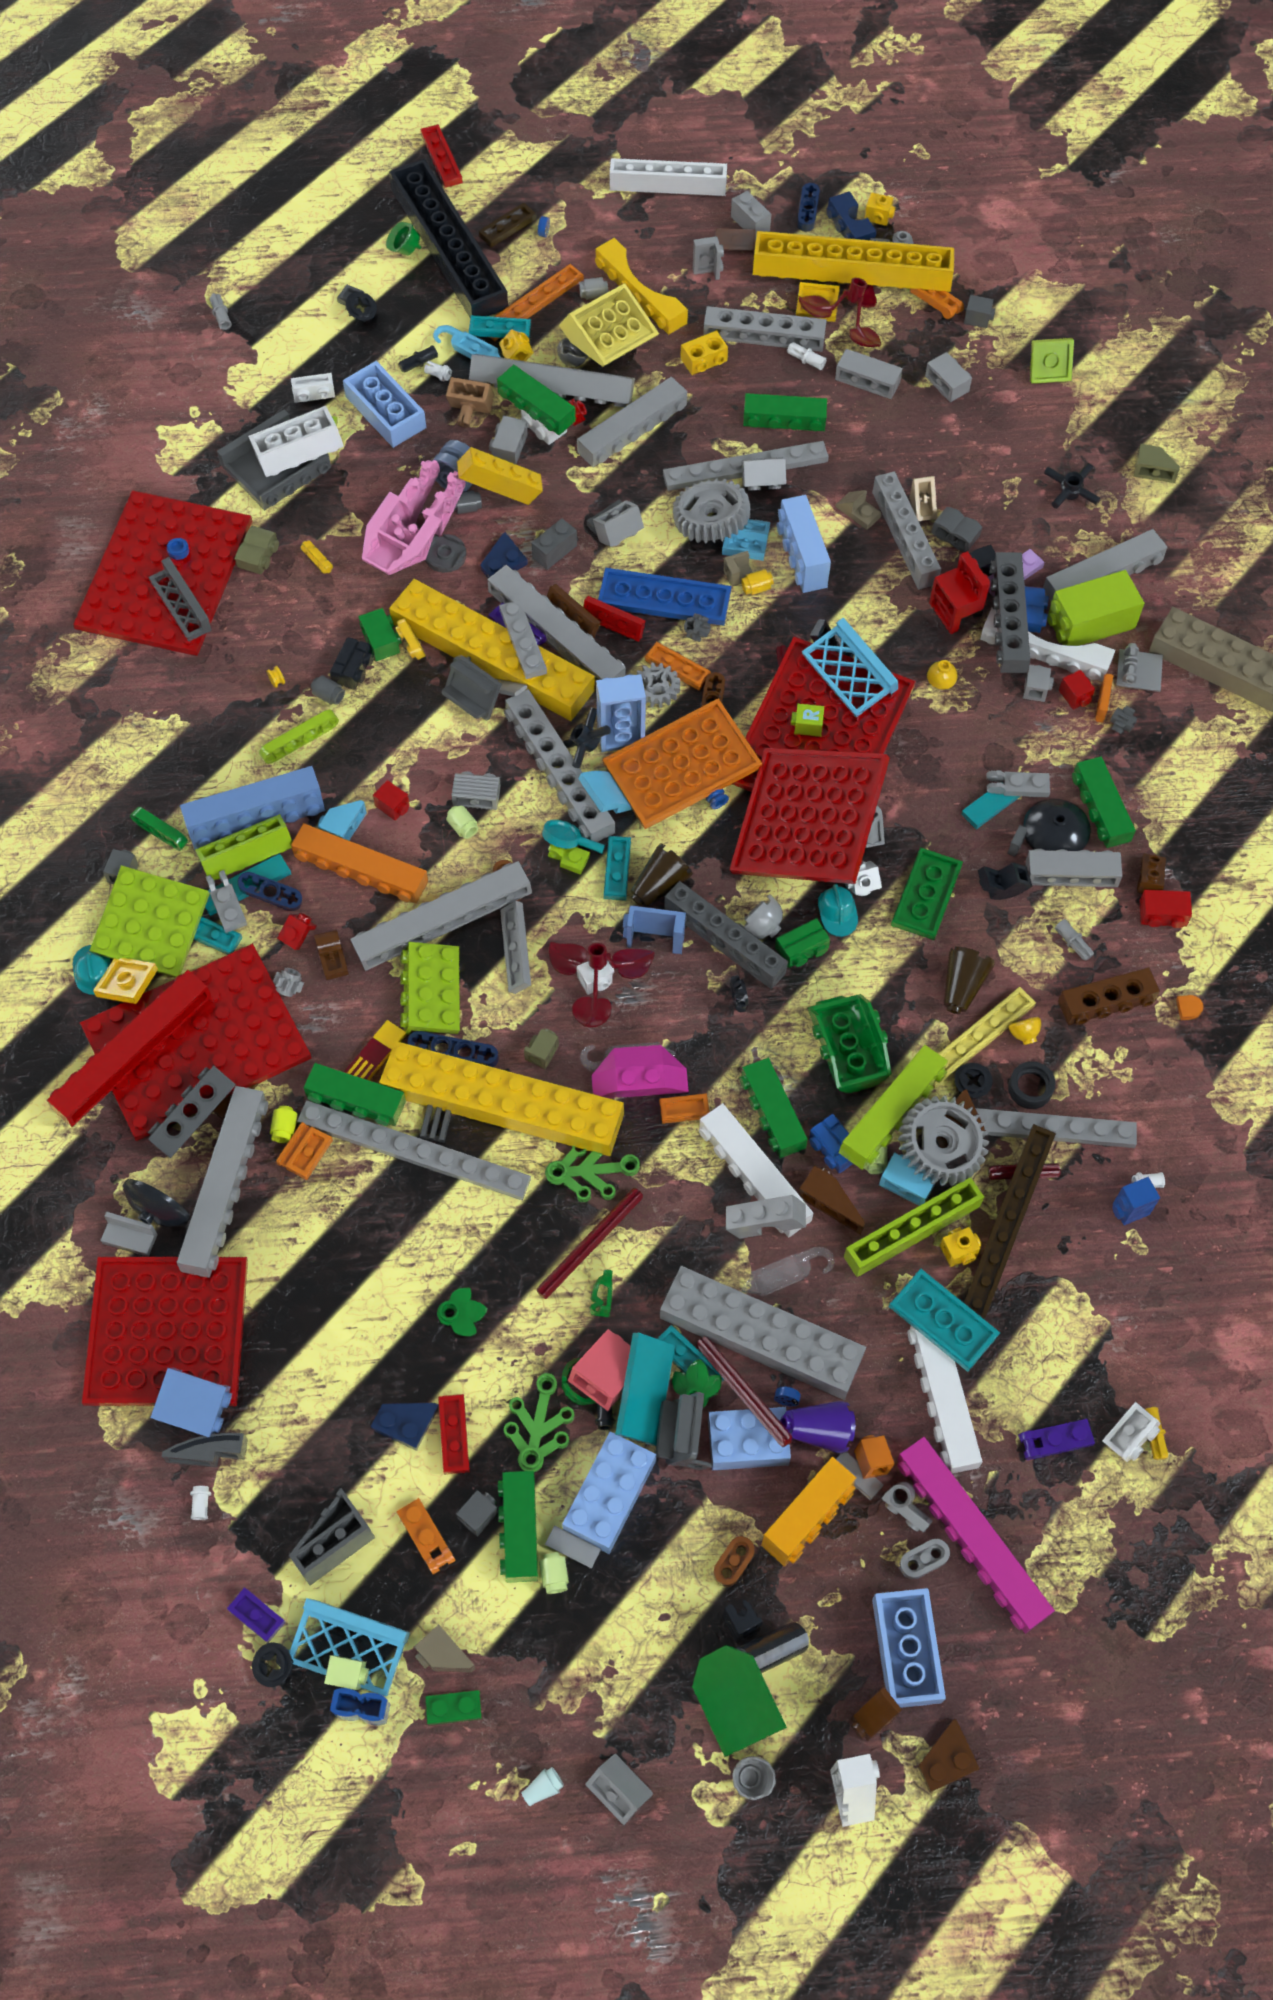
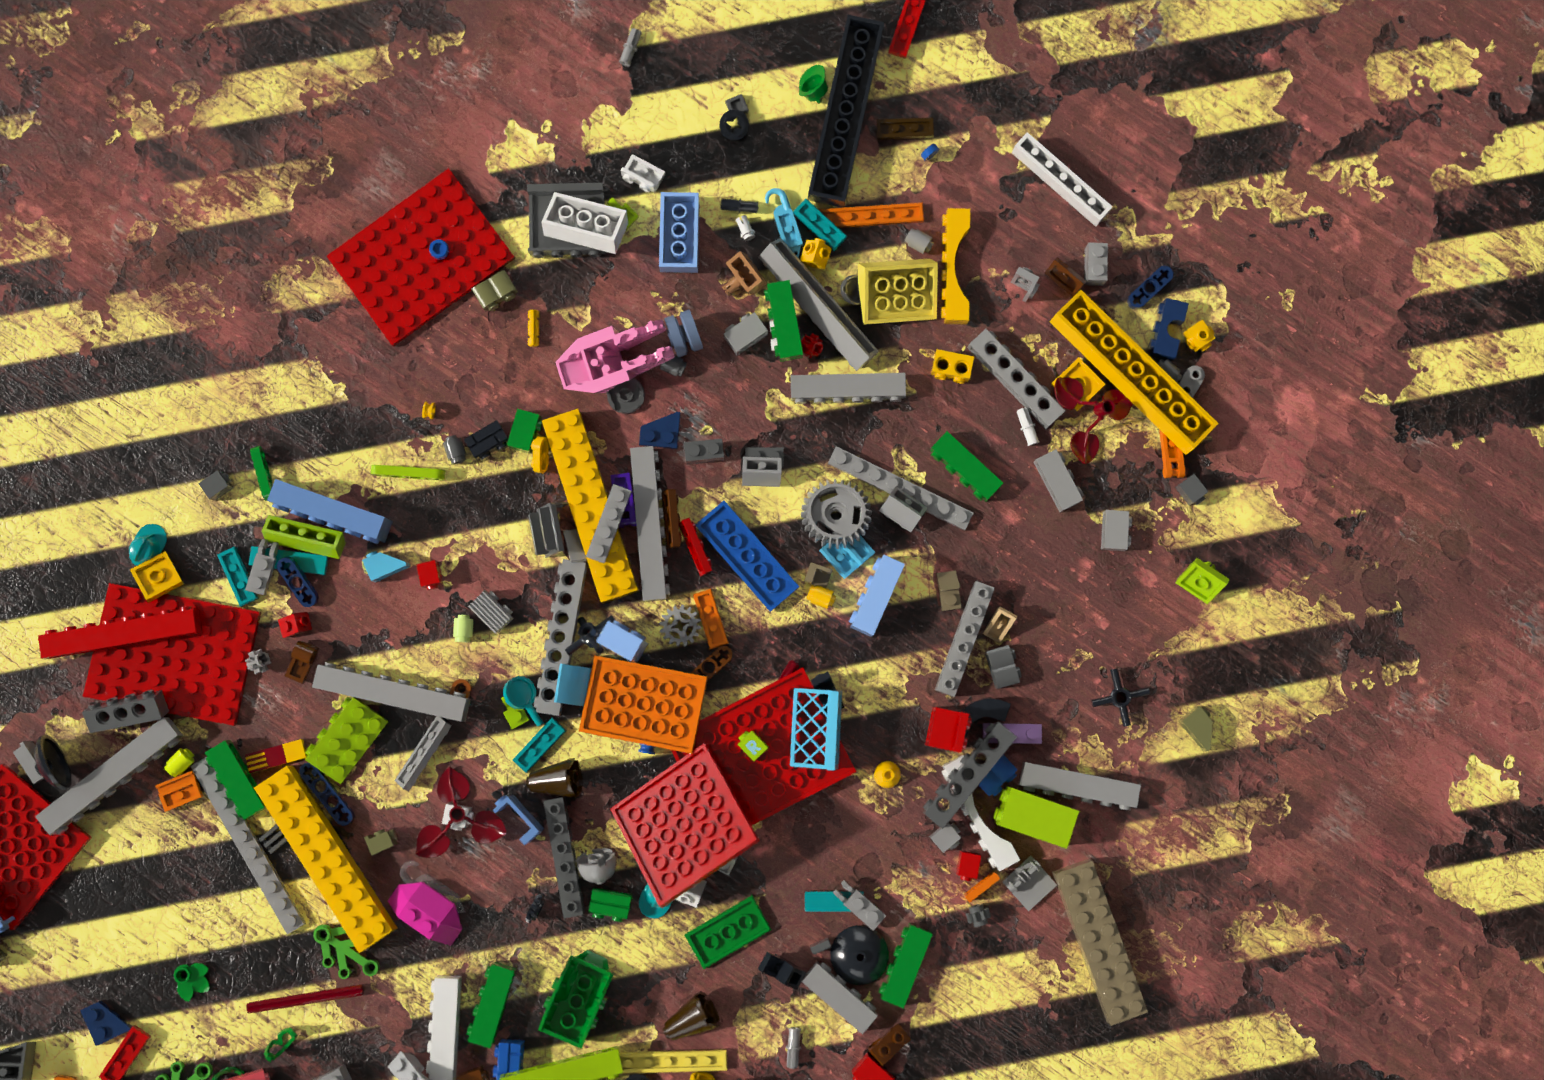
camera: 40 degrees right, 20 degrees up
(150, 920) = (203, 544): lime plate -> none
(185, 594) = (411, 298): dark grey fence -> none
(359, 863) = (371, 607): orange brick -> none
(499, 476) = (702, 370): yellow brick -> none
(684, 1108) = (439, 955): orange tile -> none
(697, 627) = (746, 601): dark grey gear -> none

